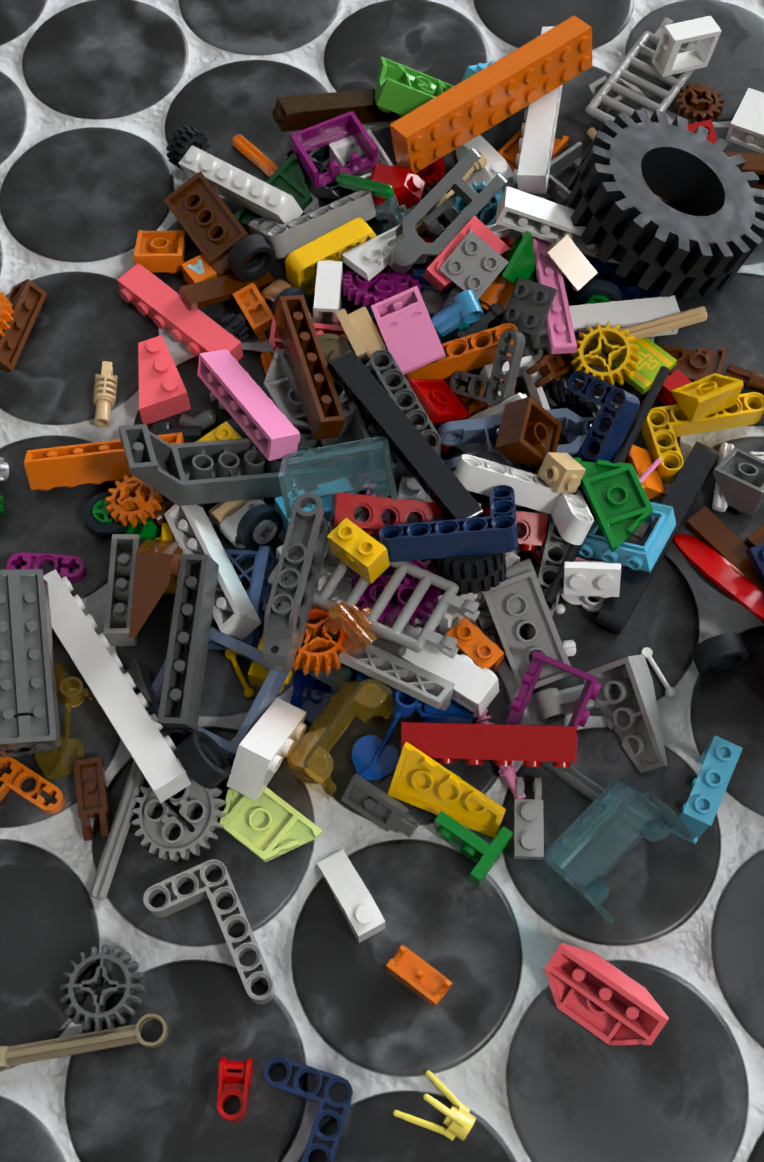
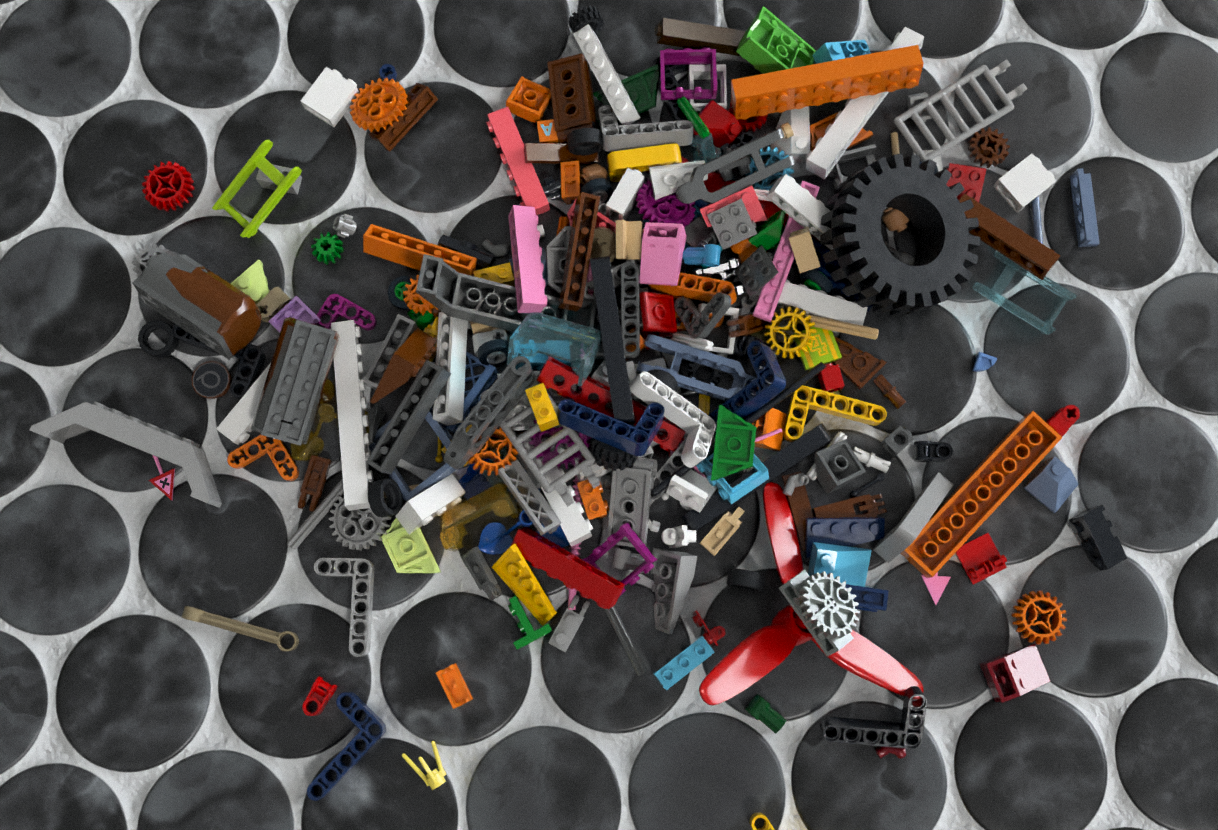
camera: 25 degrees right, 15 degrees up
(102, 975) = (266, 610): dark grey gear -> none
(104, 394) = (442, 199): tan hinge -> none
(160, 384) = (481, 207): coral wedge -> none
(254, 155) = (635, 46): orange axle -> none
(352, 896) = (438, 618): white slope -> none
(353, 623) = (513, 455): clear orange hips -> none
(527, 432) = (700, 372): reddish brown slope -> none
(561, 472) = (706, 411): tan brick -> none
(603, 998) = (554, 752): coral wedge -> none
(606, 835) = (604, 660): clear light blue windscreen -> none
(608, 640) = (678, 536): none -> white hips
(654, 615) = (722, 531): none -> tan hinge
(666, 56) = (1000, 99): white window -> none
(670, 691) = (704, 553): white hinge -> none
(700, 732) = (711, 635): none -> red hinge
(706, 517) = (795, 481): none -> light grey arm
(707, 395) = (844, 394): yellow slope -> none

